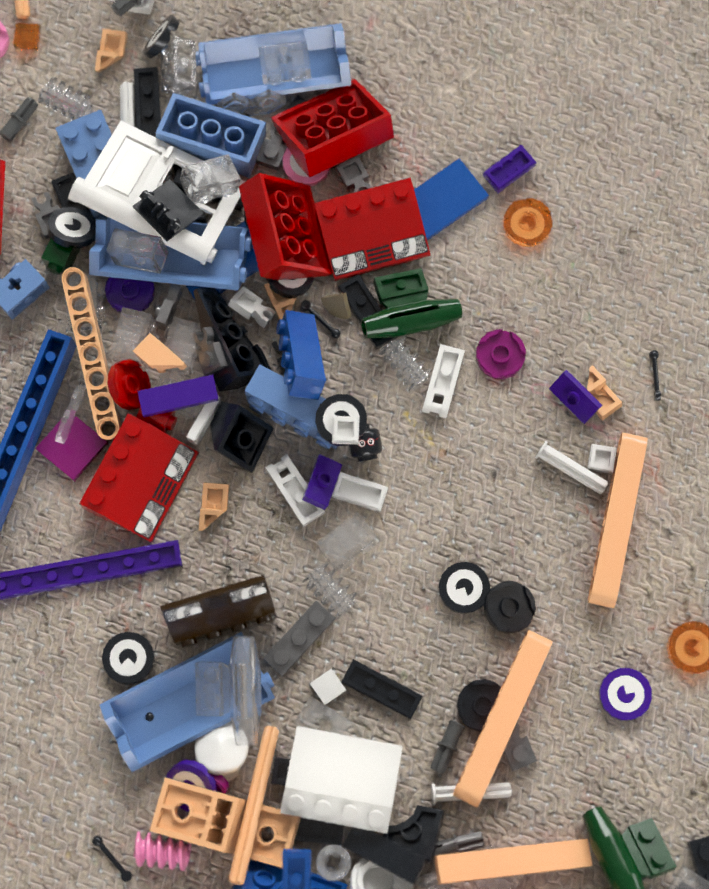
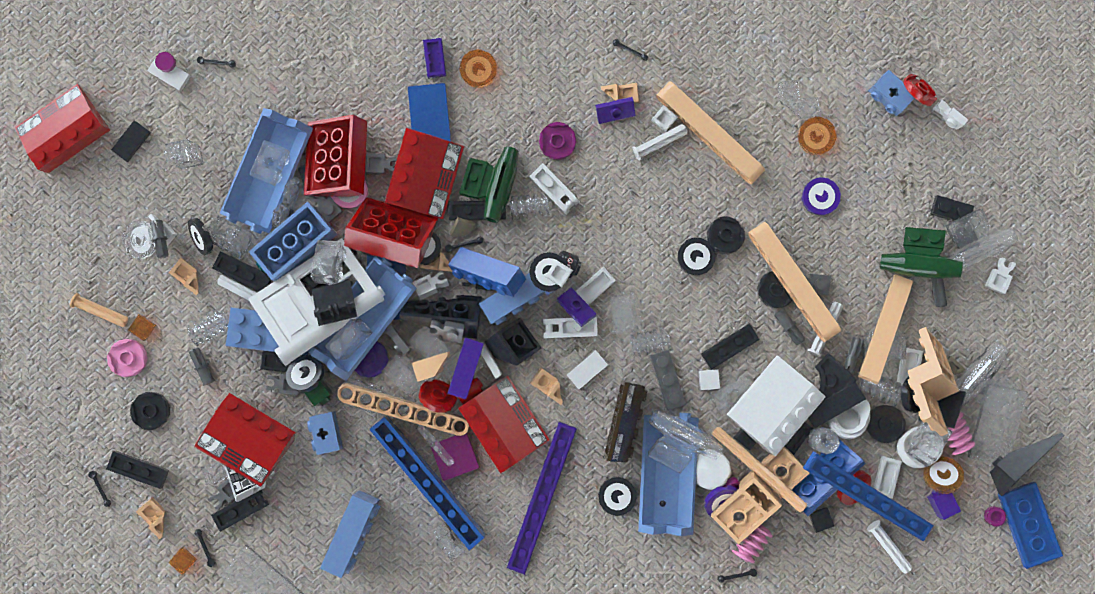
camera: 55 degrees left, 10 degrees up
(257, 538) = (587, 369): none -> white tile

